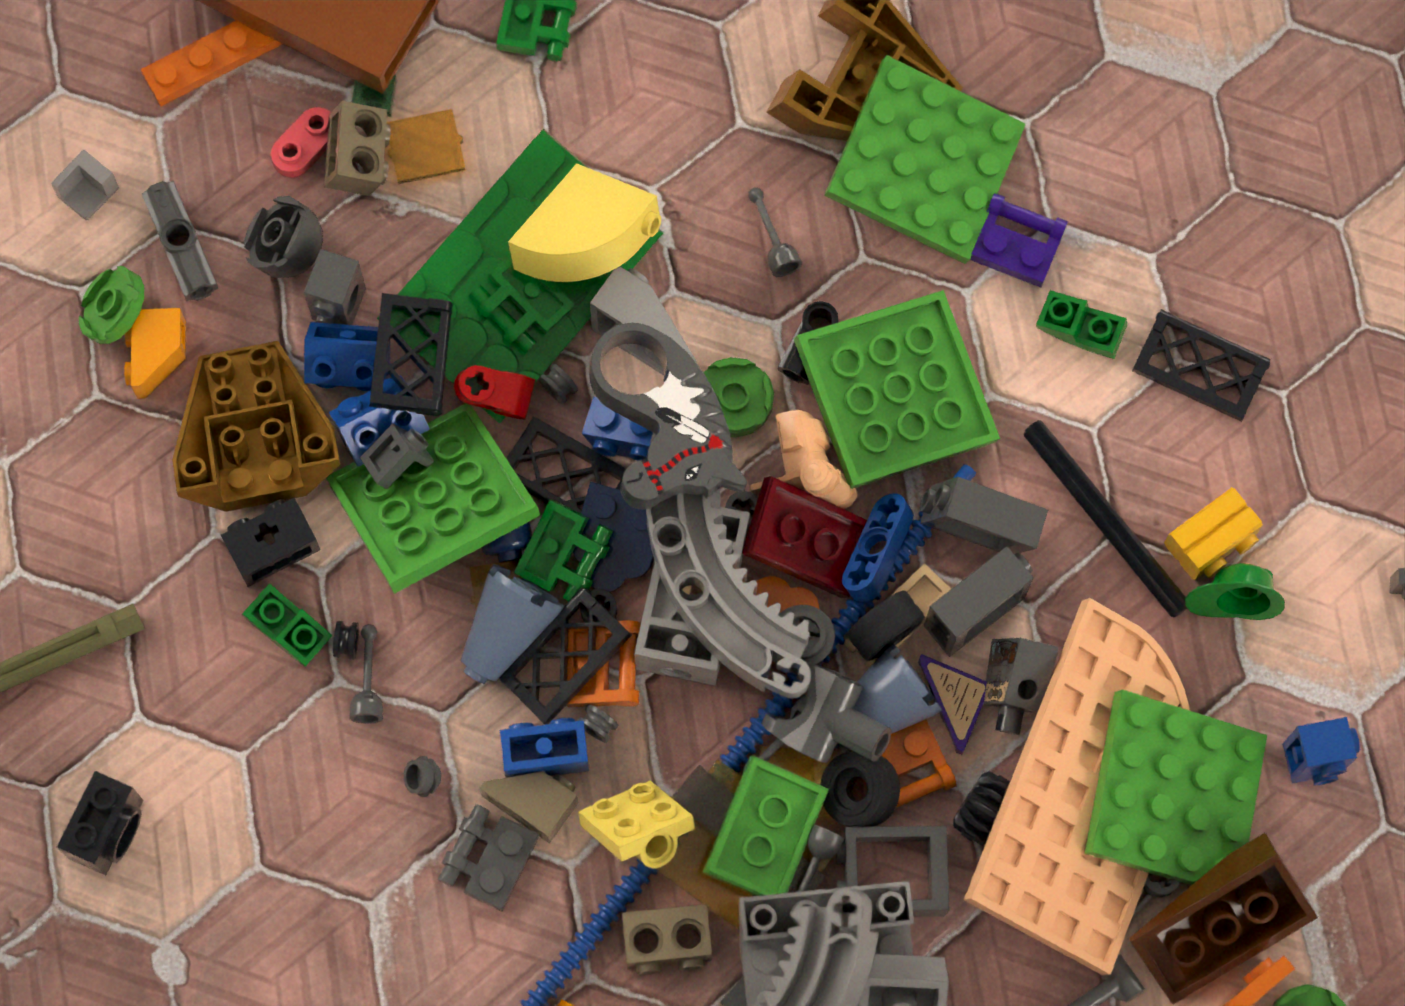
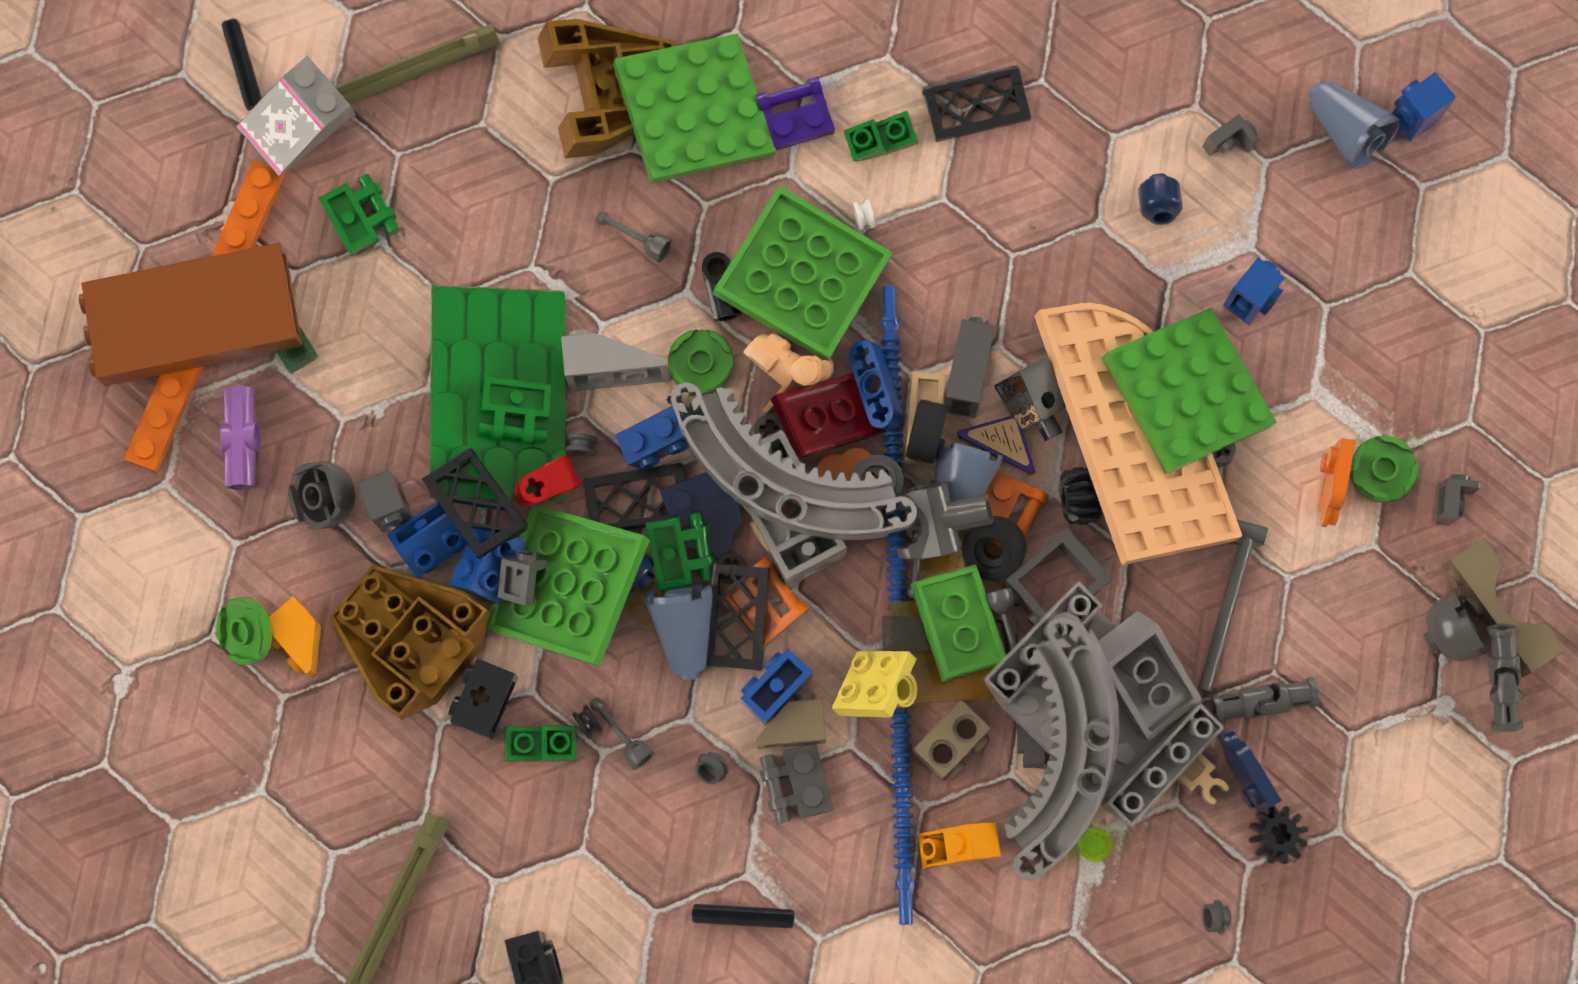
camera: 35 degrees left, 5 degrees up
(85, 185) = (155, 566): light grey panel -> none
(173, 221) = (234, 542): dark grey piece -> none
(257, 131) = (240, 438): none -> medium lavender piece
(307, 141) = (276, 418): coral plate -> none
(334, 938) = (743, 916): none -> black axle
(348, 146) = (310, 399): dark tan brick -> none
(425, 146) = (358, 358): clear yellow piece -> none
(584, 228) = (520, 329): light yellow brick -> none
(598, 723) = (793, 641): dark grey bush -> none
(691, 432) = (694, 400): dark grey animal -> none
(982, 515) = (927, 311): dark grey window -> none
(1002, 382) = (863, 214): none -> white bush
(1106, 518) = (999, 250): black axle -> none
(1214, 534) = (1075, 206): yellow brick -> none
(1223, 920) = (1282, 444): reddish brown slope -> none
(1237, 593) = (1121, 230): green piece -> none
(1305, 591) = (1160, 199): none -> dark blue head

